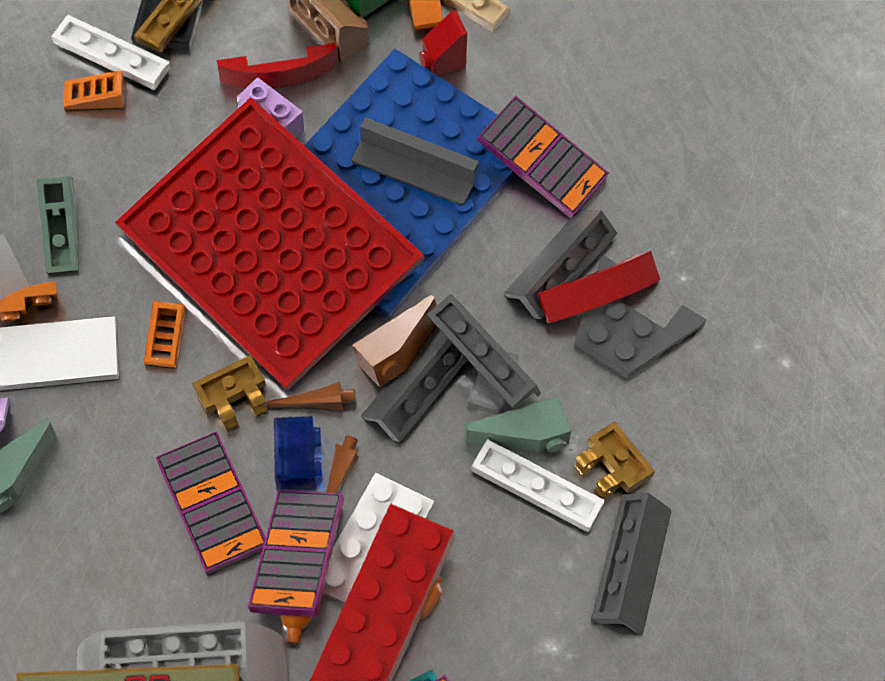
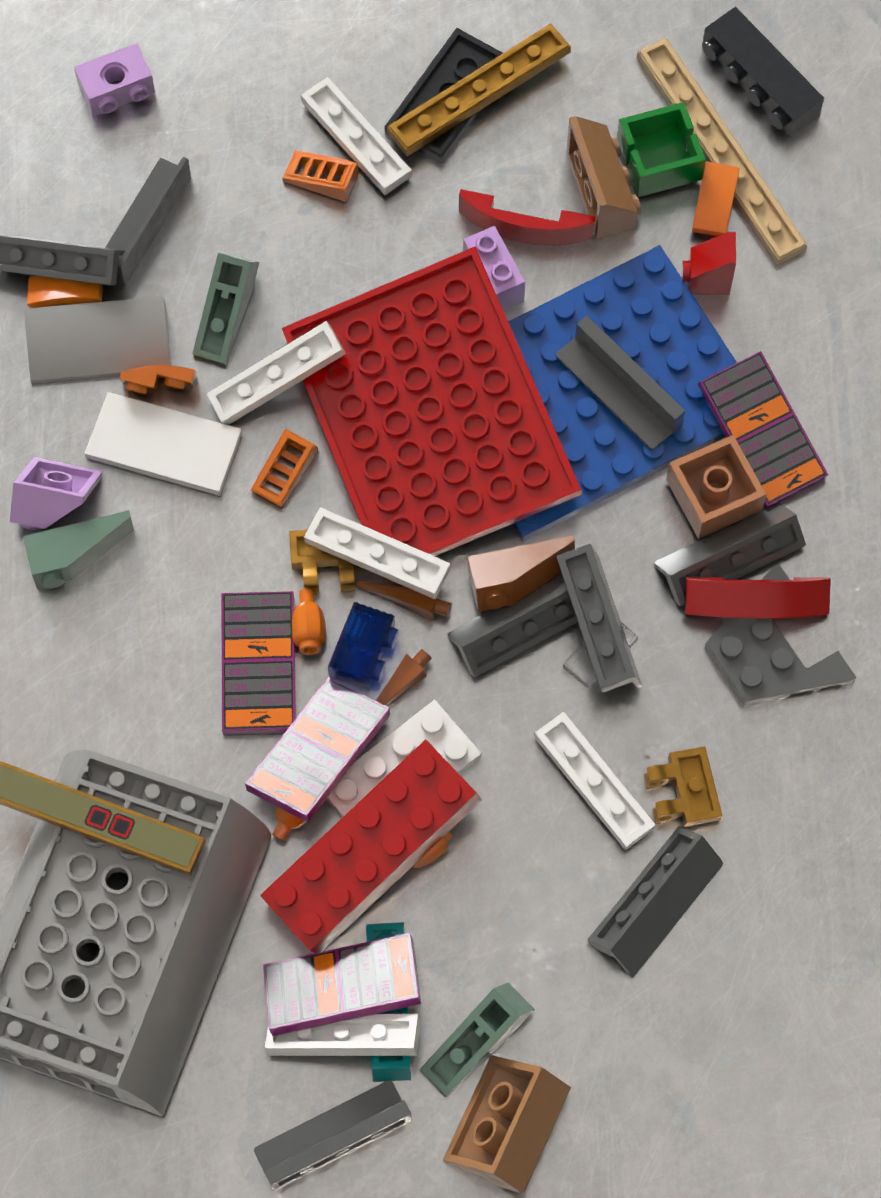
camera: 25 degrees right, 5 degrees up
(126, 259) = (276, 373): none -> white plate
(241, 453) = (308, 624): none -> orange plant
(276, 370) = (377, 553): none -> white plate
(527, 213) = (715, 486): none -> nougat brick
(528, 428) = (611, 717): sand green slope -> none

